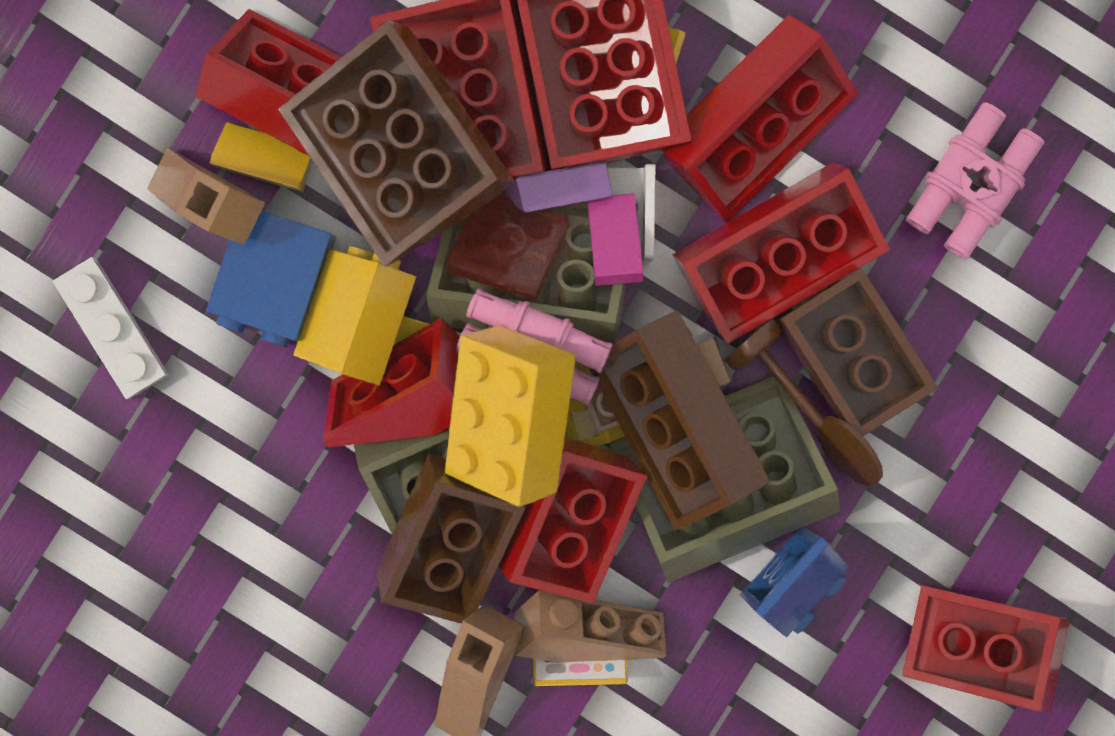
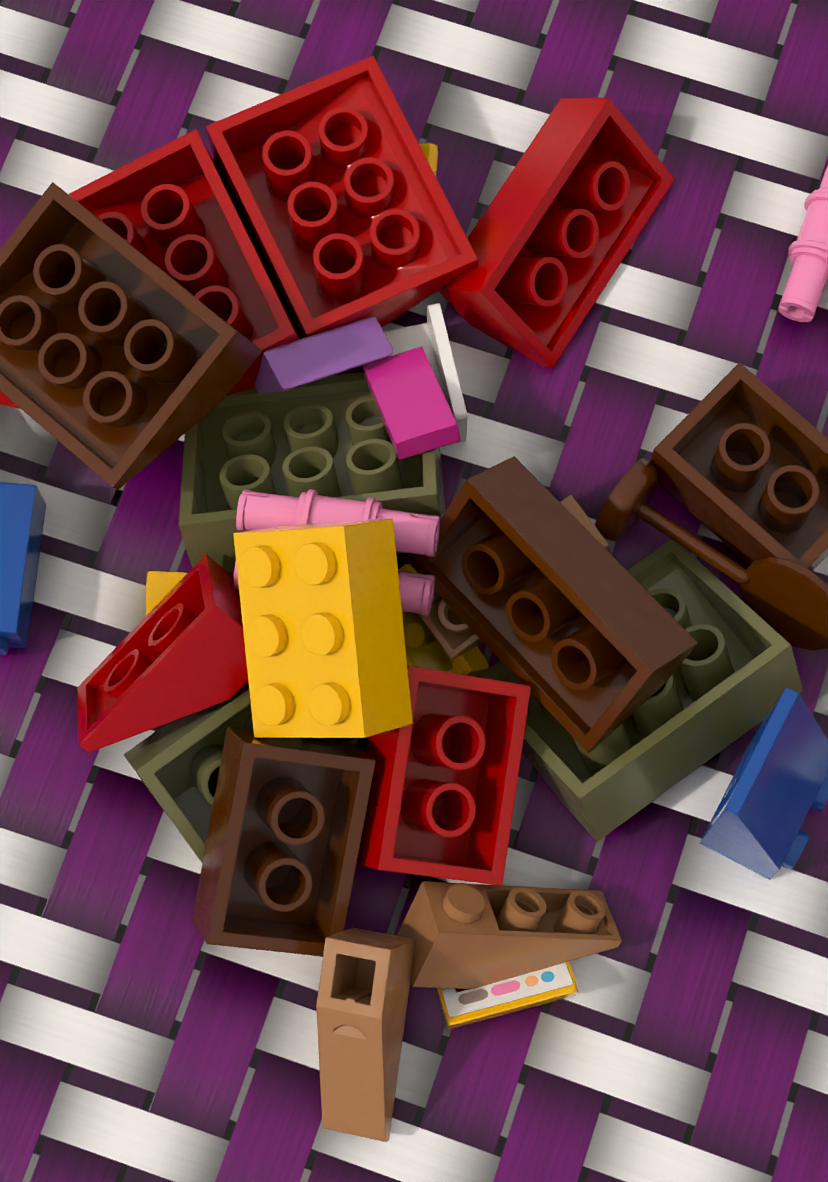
camera: 10 degrees left, 15 degrees down
(355, 314) = (89, 579): yellow brick -> none
(508, 247) = (272, 442): clear red tile -> none
(781, 251) = (631, 377): red slope -> none

